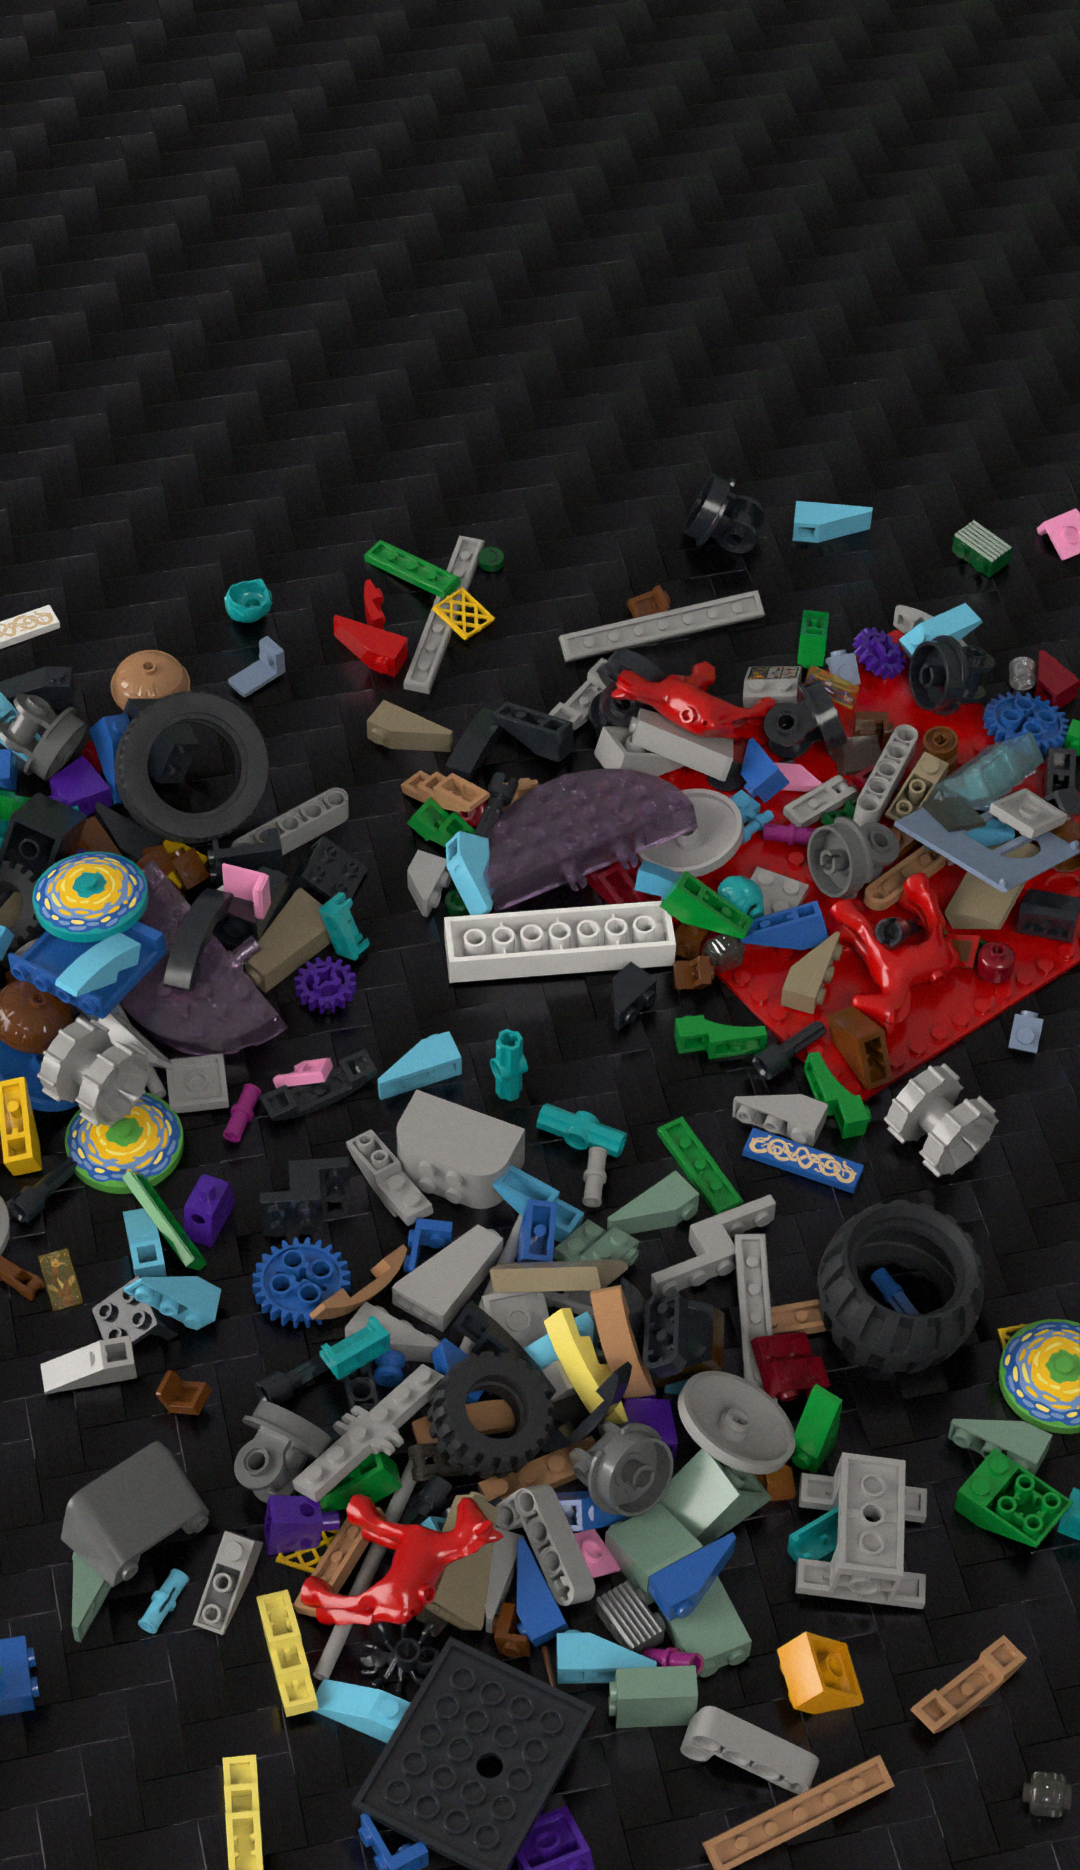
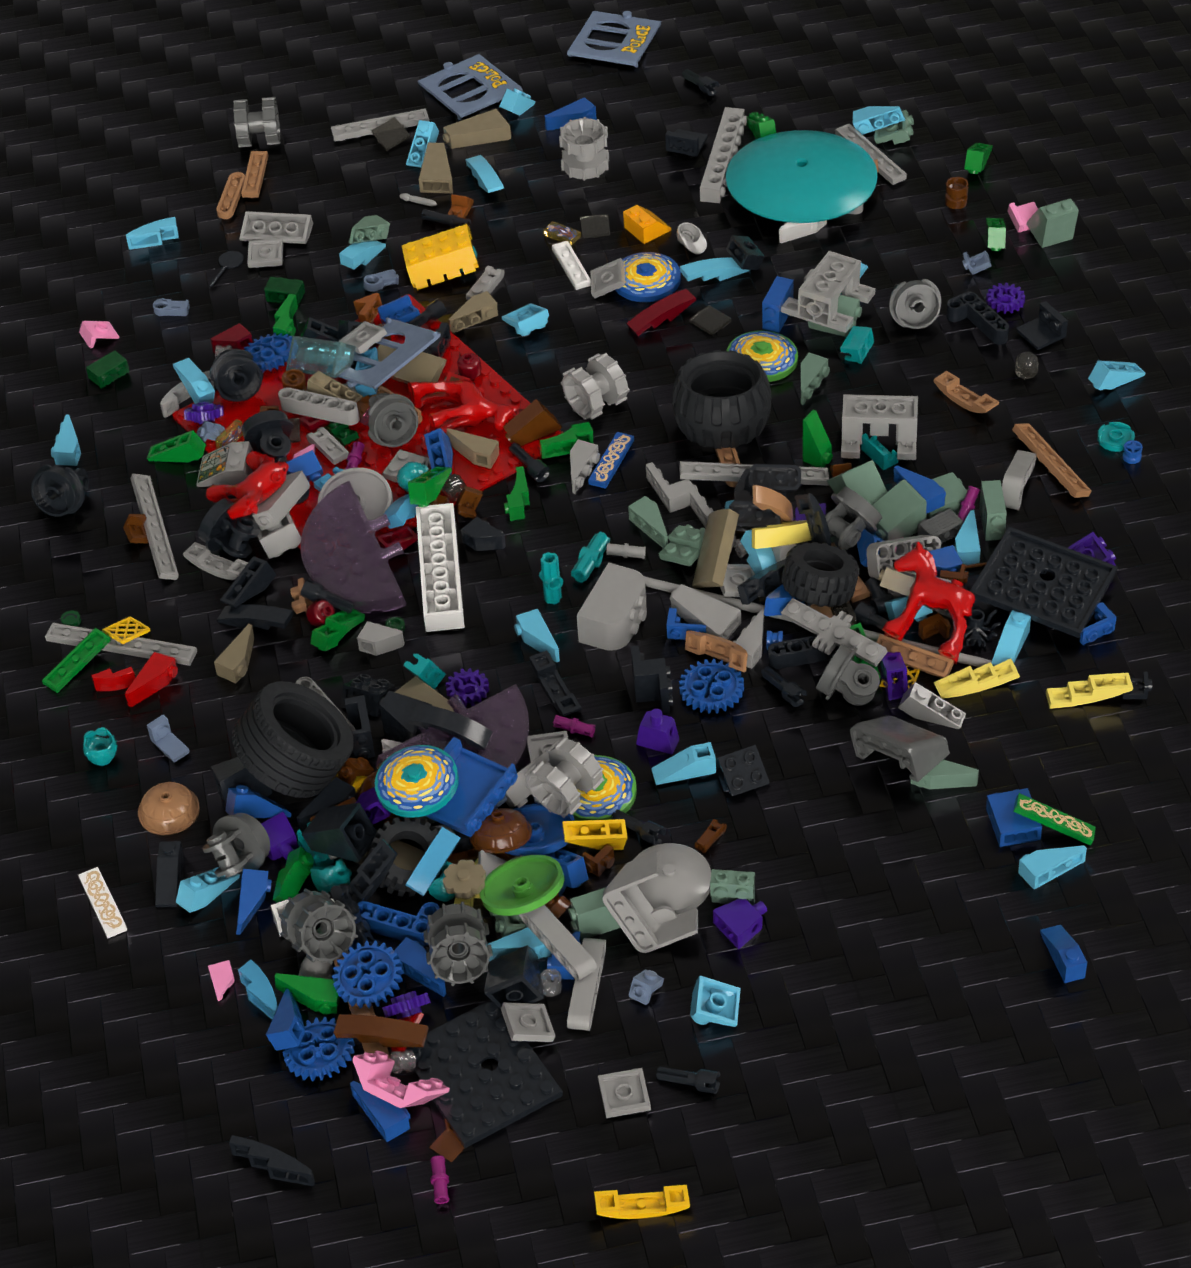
camera: 85 degrees left, 5 degrees down
(60, 1279) = (703, 815): clear yellow tile -> none
(90, 1366) = (783, 784): light grey slope -> none
(99, 965) = (483, 767): medium azure slope -> none
(159, 856) = (358, 773): reddish brown bracket -> none
(163, 1601) = (953, 741): medium azure pin -> none
(164, 1220) = (660, 757): green tile -> none
(181, 1297) = (733, 736): medium azure slope -> none
(182, 1396) = (800, 738): reddish brown bracket -> none
(249, 886) = (414, 692): bright pink piece -> none
(305, 1073) = (542, 692): bright pink tile -> none
(356, 1349) = (770, 643): teal hinge -> none
(387, 1179) = (619, 651): light grey slope -> none
(448, 792) = (310, 618): medium nougat slope -> none
(466, 862) = (382, 609): medium azure slope -> none
(519, 1186) = (657, 566): dark azure slope -> none
(537, 1231) = (680, 567): blue slope -> none
(699, 1166) = (613, 506): green tile -> none
(736, 1422) = (824, 466): light grey dish -> none
(788, 1366) = (769, 454): dark red plate -> none
(819, 1674) = (966, 452): light orange slope -> none
(896, 930) = (451, 399): black piece -> none
(954, 813) = (363, 366): clear smoke piece -> none
(1010, 1501) = (850, 372): green slope -> none
(1026, 1032) = (517, 360): sand blue bracket -> none

